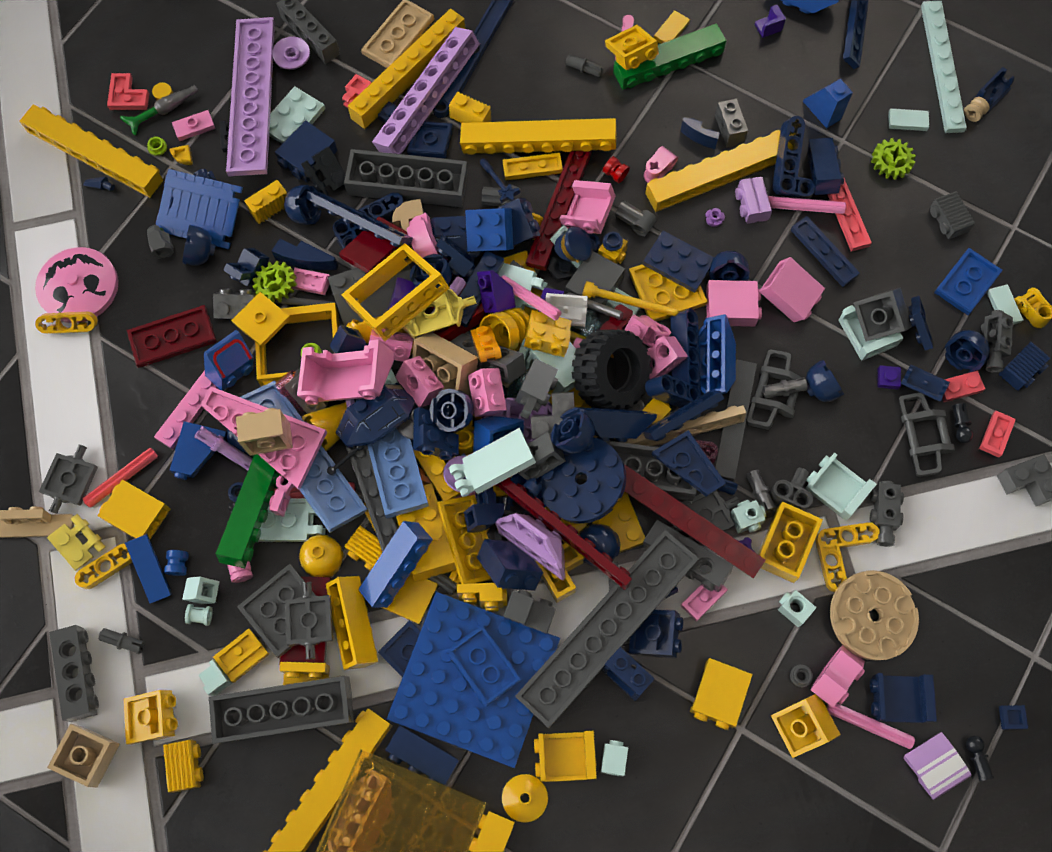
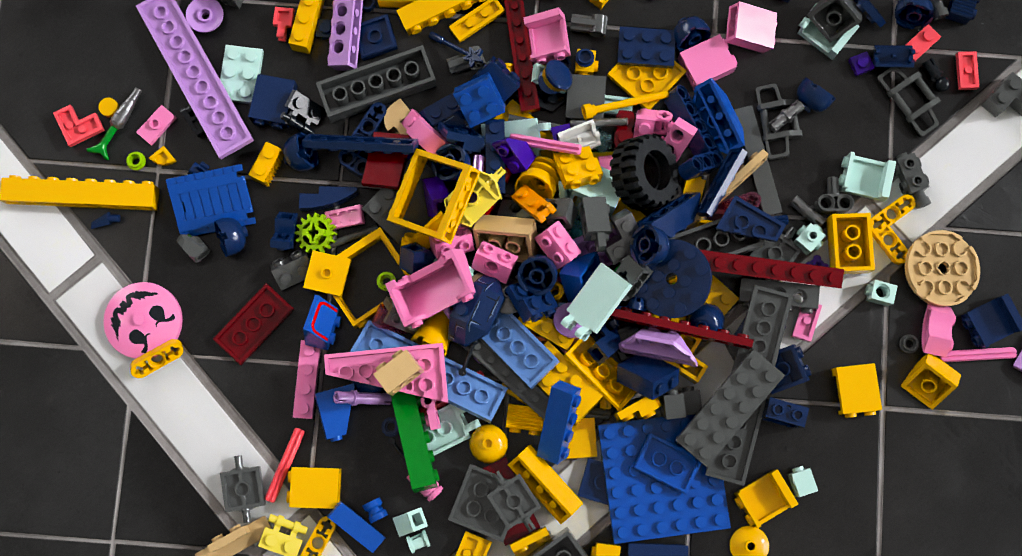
camera: 30 degrees left, 10 degrees up
(572, 637) = (729, 407): none -> dark grey brick

